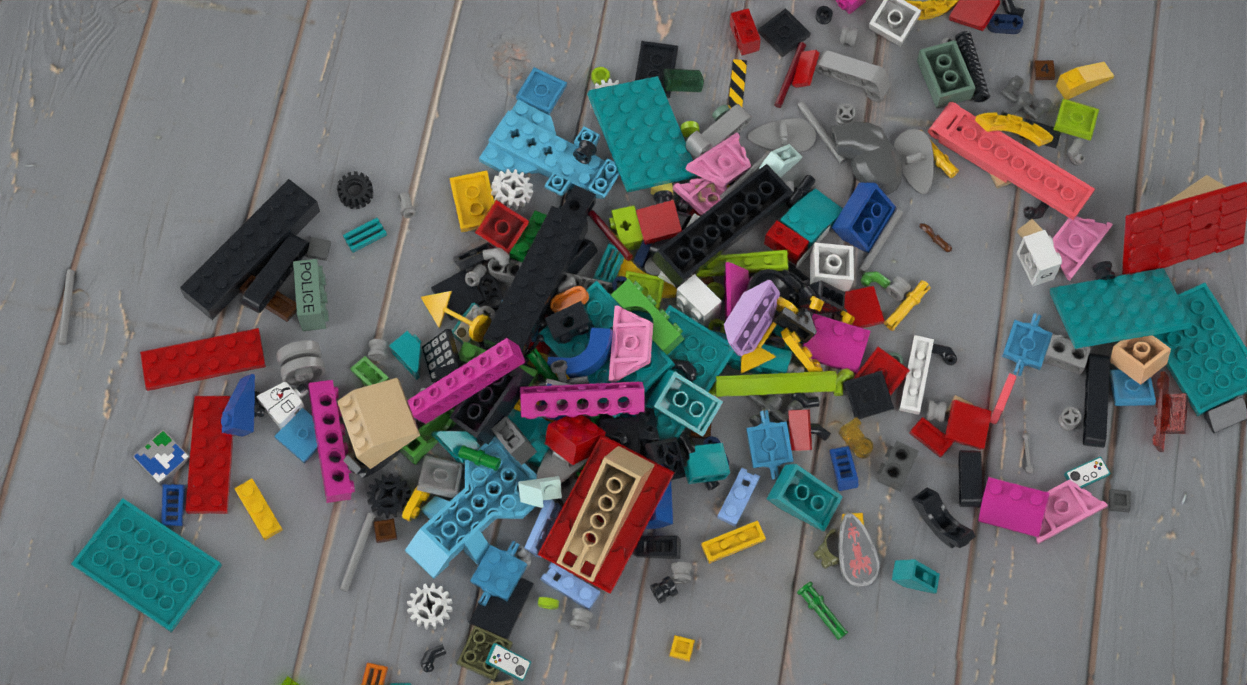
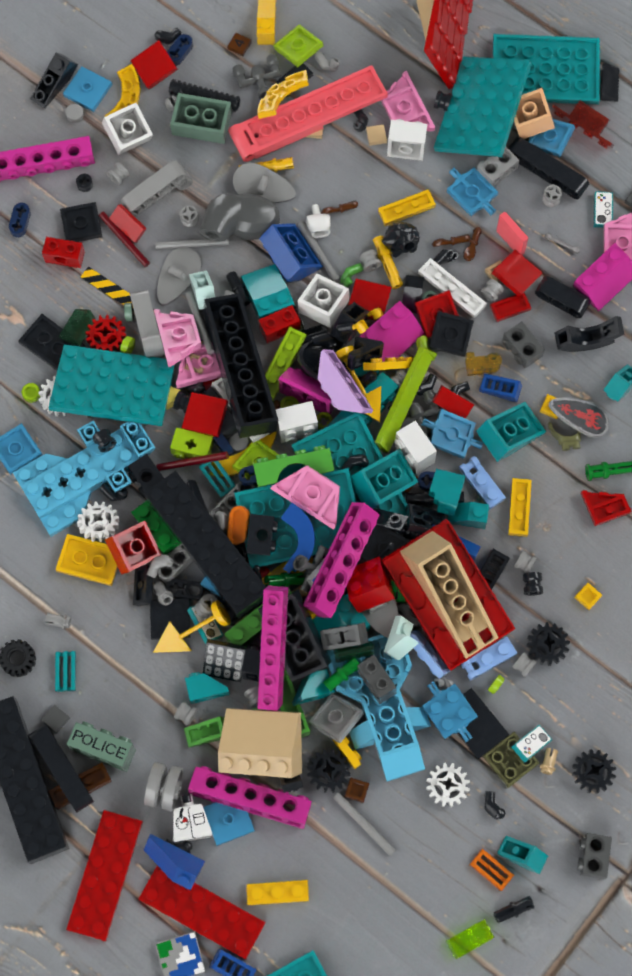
camera: 60 degrees left, 5 degrees up
(489, 488) = (376, 679): none -> dark grey brick
(507, 460) = (357, 651): none -> clear green slope
(547, 195) = (111, 495): none -> black arm
(620, 626) = (539, 644): none -> black gear
(689, 105) = (99, 330): none -> red gear
(699, 501) = (470, 515): none -> teal slope
(734, 416) = (415, 447): none -> white brick
(779, 620) = (605, 506): none -> red wing
(891, 341) = (412, 291): none -> black slope
(908, 226) = (318, 223): none -> white piece
(936, 303) = (401, 238): none -> black animal
(965, 352) = (453, 240): none -> reddish brown piece
(965, 373) = (470, 251): none -> reddish brown piece
(973, 294) = (406, 207): none -> yellow plate

